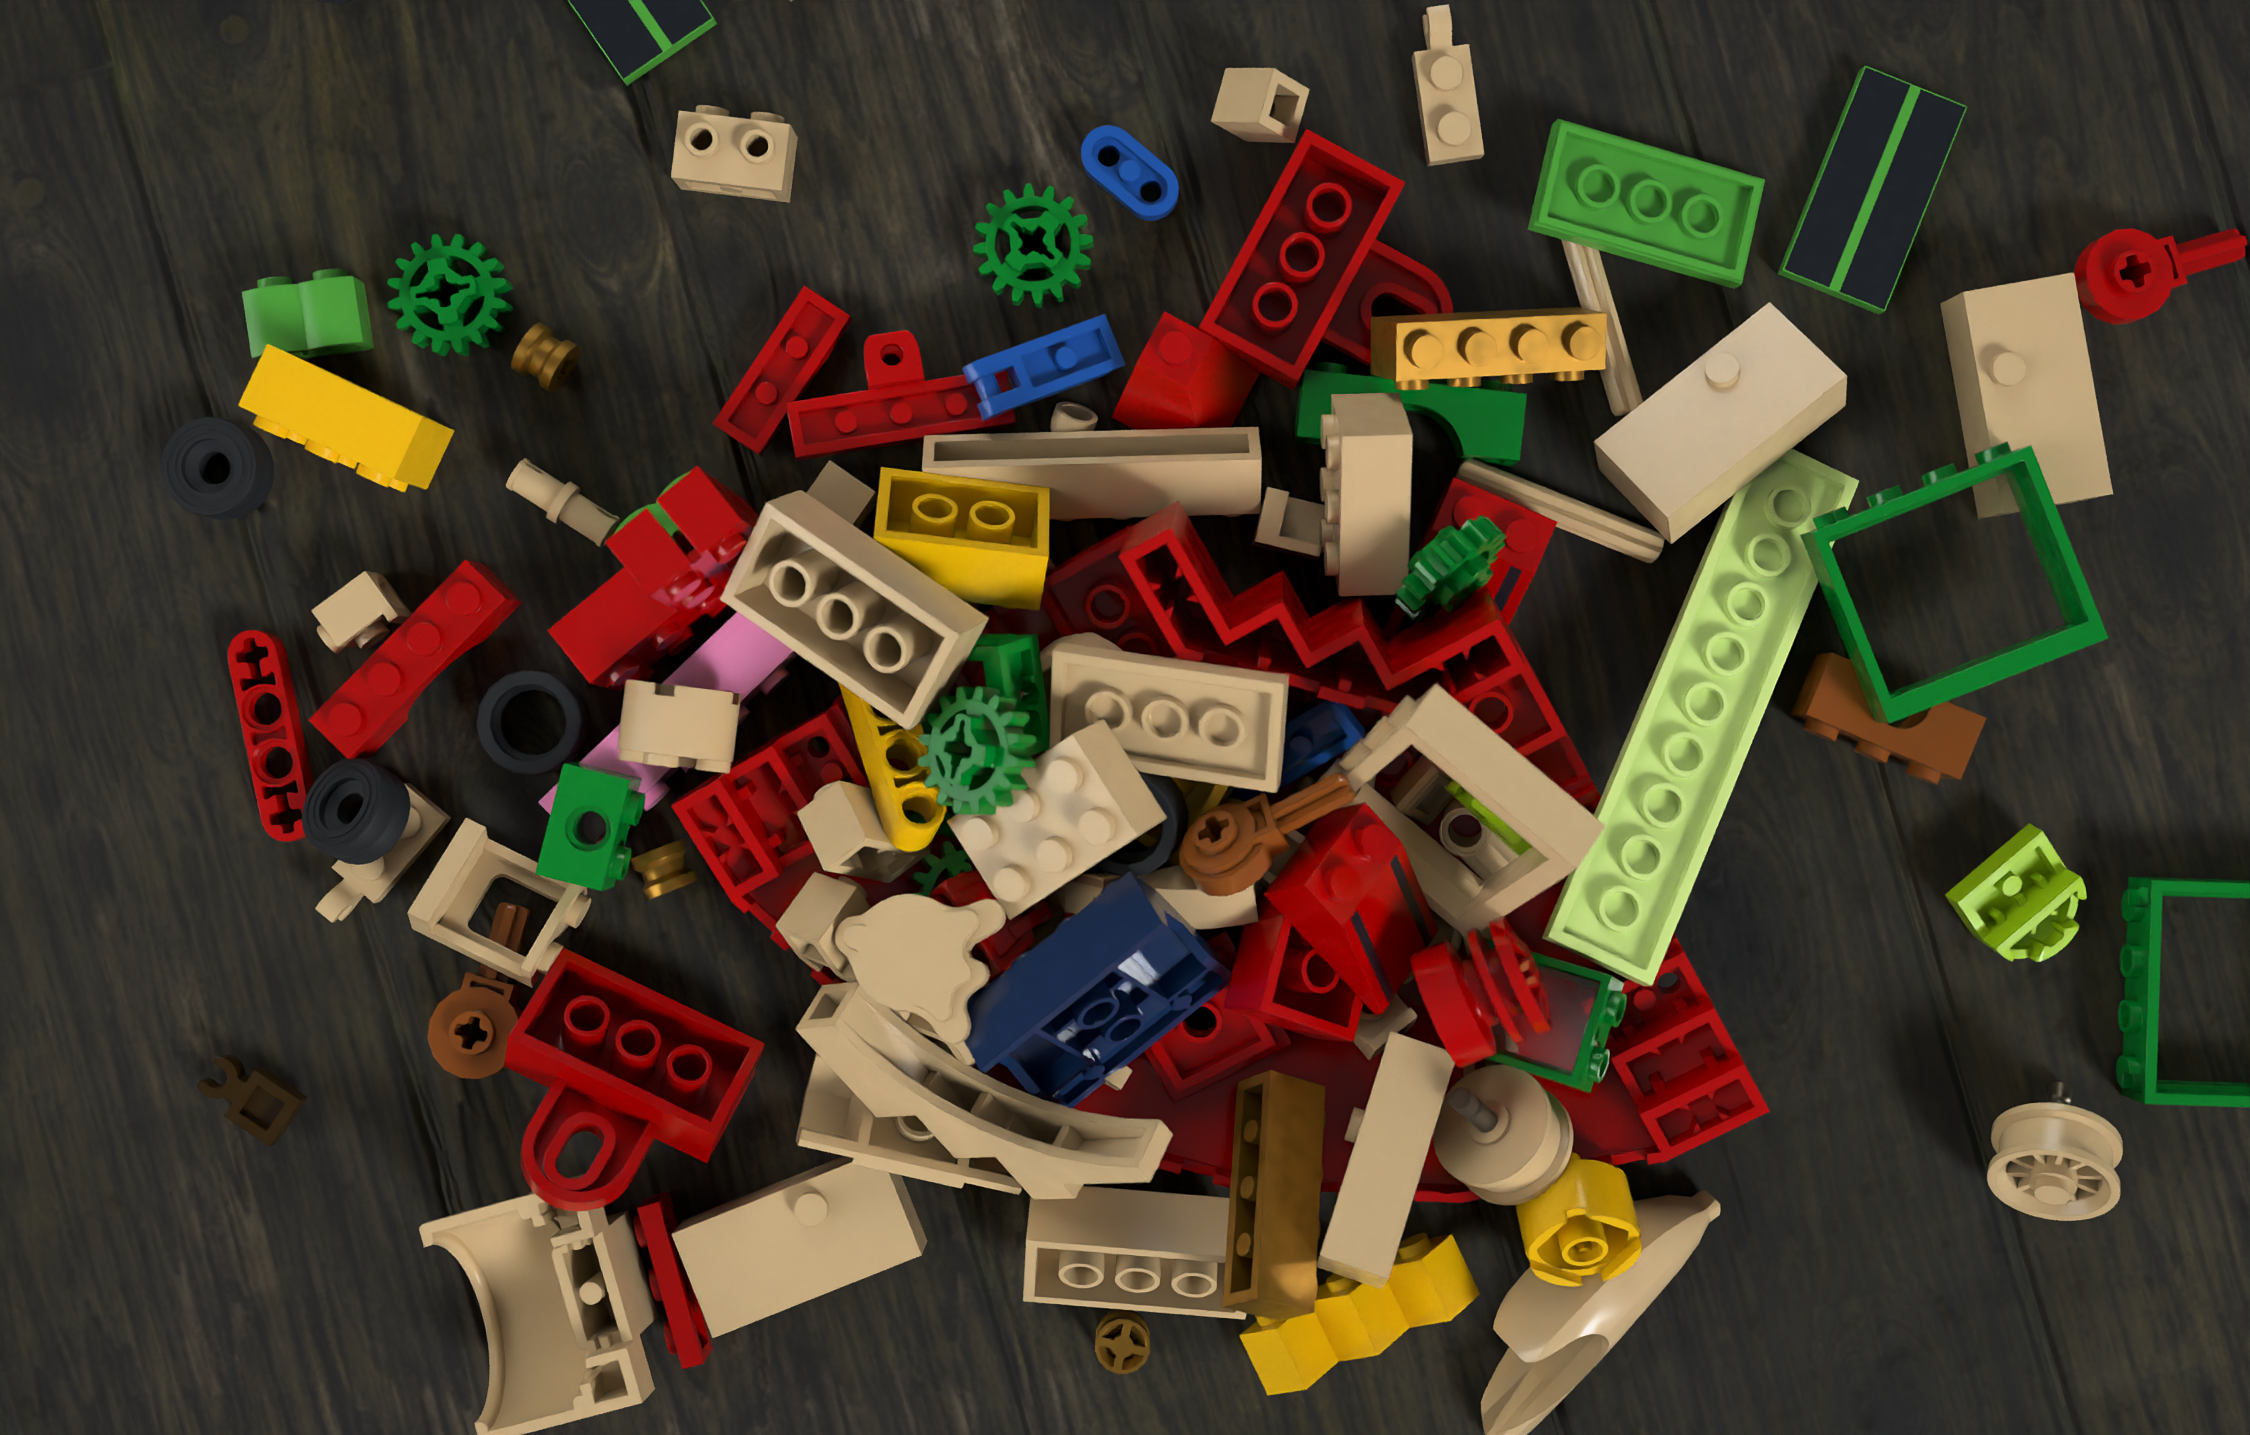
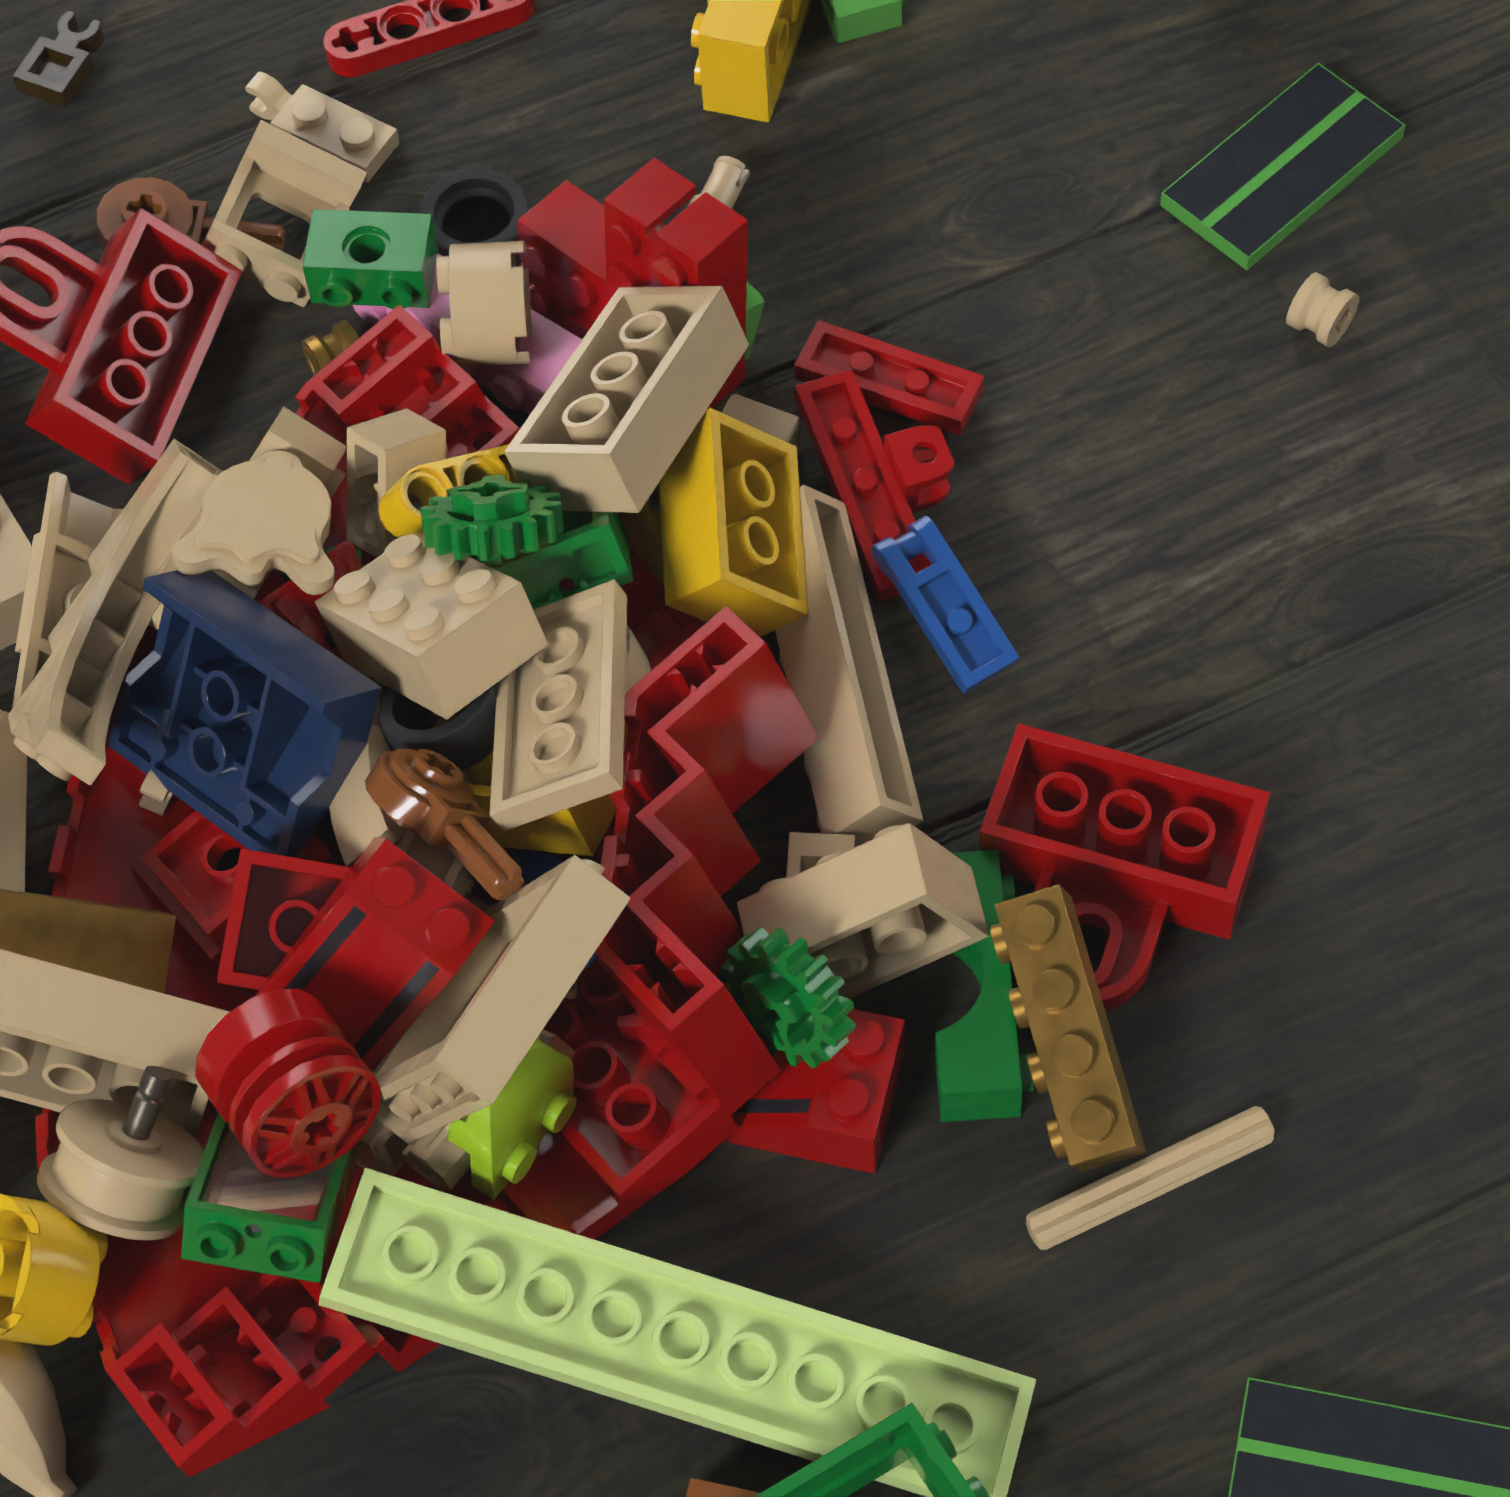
camera: 85 degrees right, 30 degrees down
(359, 613) = (566, 65): tan brick -> none
(374, 828) = (360, 86): black tyre -> none
(390, 681) = (575, 137): red arch -> none
(427, 297) = (903, 86): green gear -> none
(545, 357) = (857, 172): pearl gold wheel -> none
(734, 154) = (1108, 296): tan brick -> none
(1049, 227) = (1079, 579): green gear -> none
(1072, 418) = (897, 650): tan hinge -> none
(1132, 172) = (1182, 664): blue plate -> none
(1184, 381) = (958, 746): red slope -> none
(1260, 105) = (1292, 762): tan brick -> none
(1446, 93) = (1365, 968): tan plate -> none
(1568, 512) = (895, 1177): tan axle -> none
(1646, 204) = (1288, 1203): bright green tile -> none
(1721, 422) = (1035, 1315): tan brick -> none

